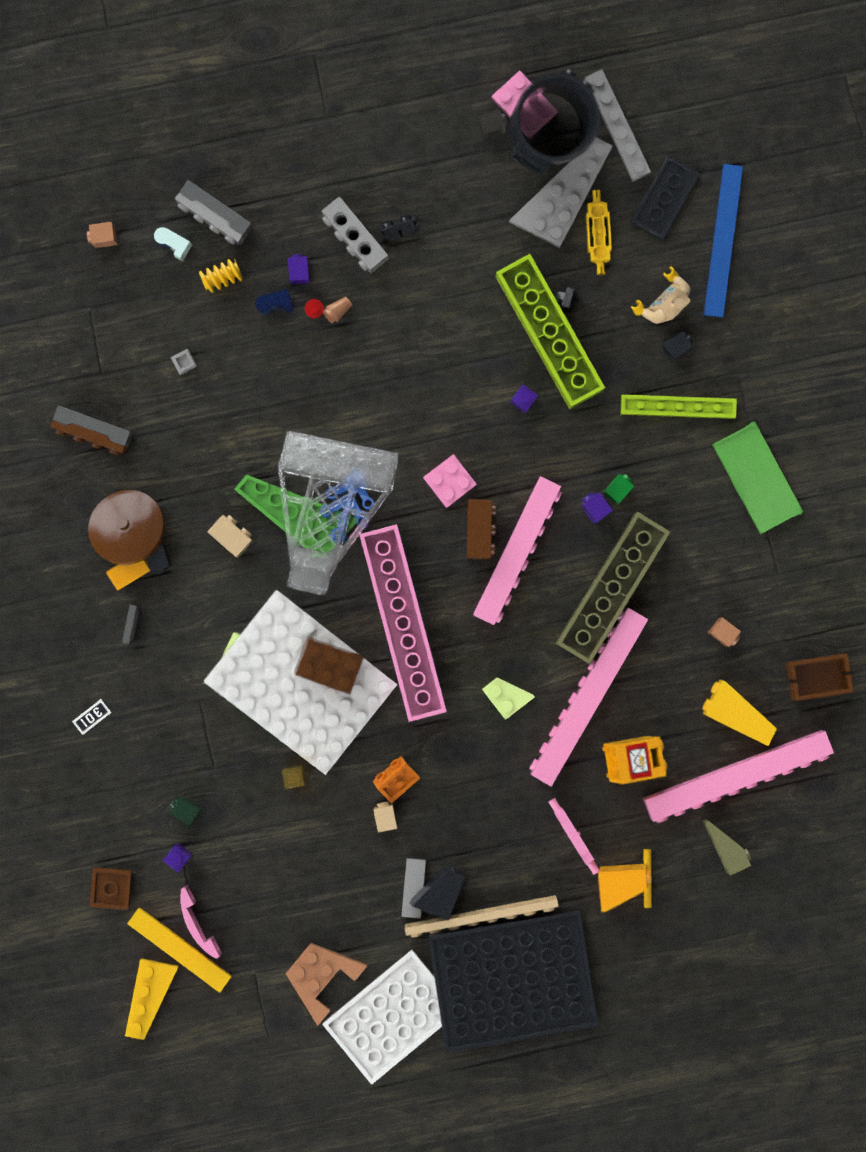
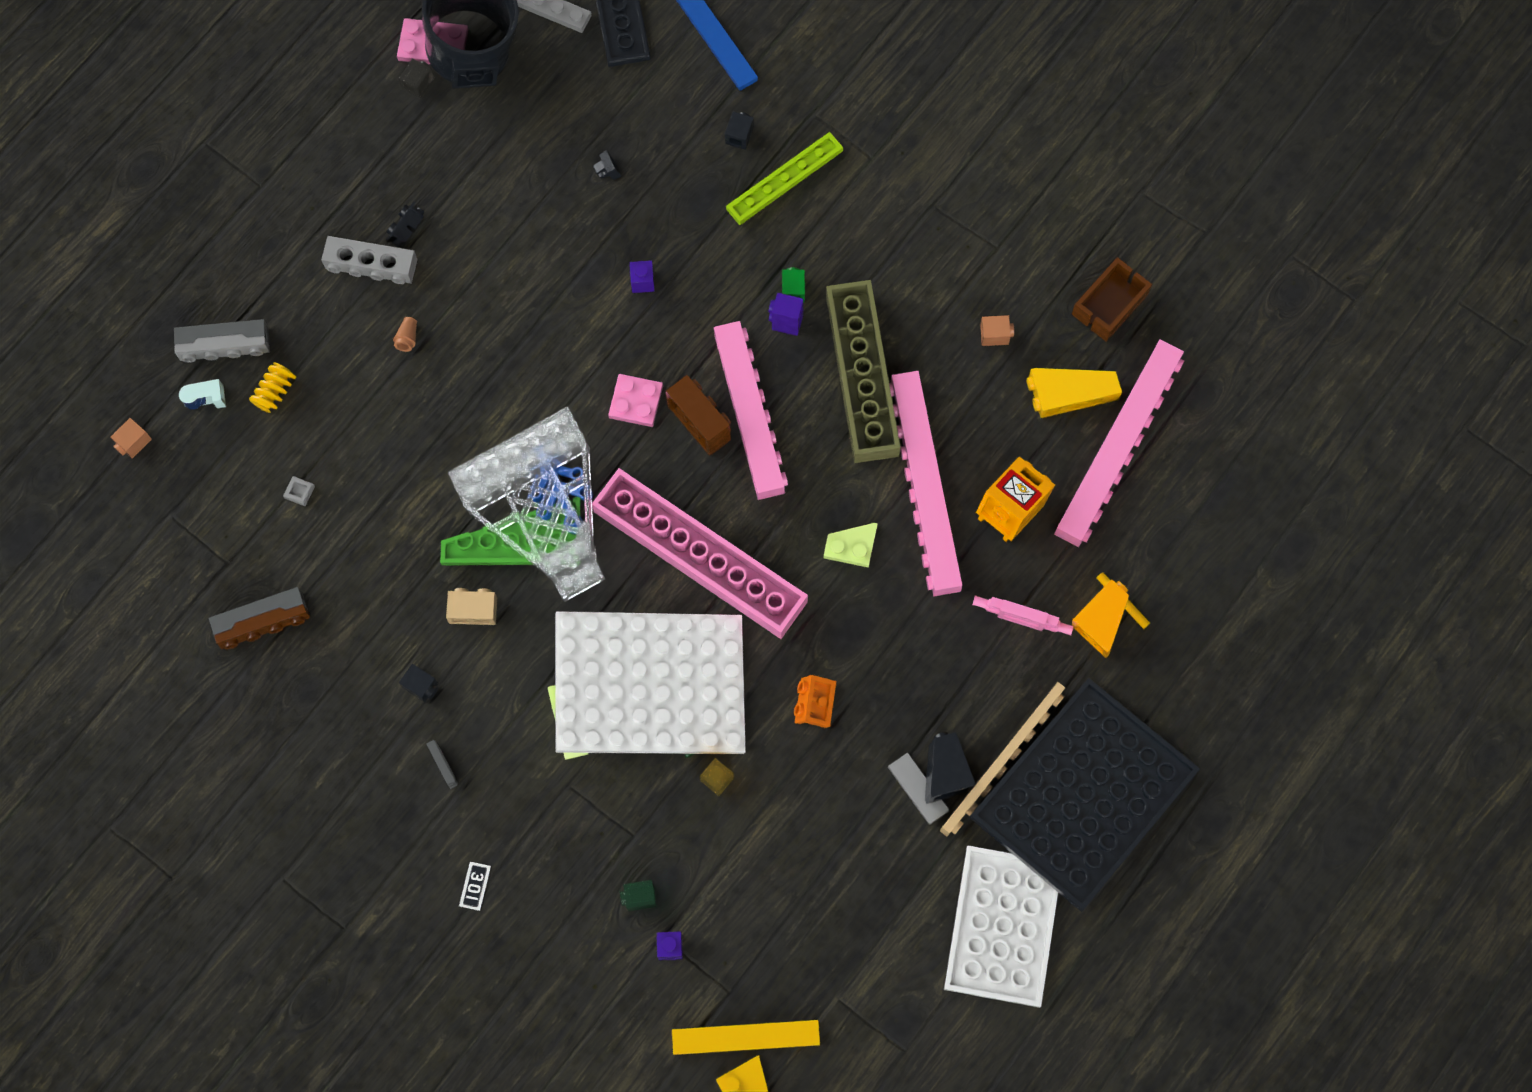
camera: 40 degrees left, 15 degrees down
(110, 888) = (628, 1033): reddish brown plate -> none
(124, 574) = (399, 716): light orange hinge -> none
(126, 527) = (365, 677): reddish brown dish -> none
(210, 944) = (770, 1005): bright pink slope -> none
(274, 301) = (341, 372): clear blue leg -> none
(298, 269) = (342, 327): dark purple brick -> none
(314, 308) = (384, 350): red plate -> none
(314, 971) = (893, 947): nougat wing -> none
(328, 665) = (661, 639): reddish brown brick -> none
(385, 817) = (834, 743): tan brick -> none
(549, 331) = (616, 203): lime brick -> none
(559, 201) = (531, 96): light grey wing -> none
(599, 252) = (574, 79): yellow piece -> none
(669, 303) = (700, 100): tan torso -> none
(731, 854) = (1172, 513): olive slope -> none
(757, 478) = (907, 182): bright green door -> none

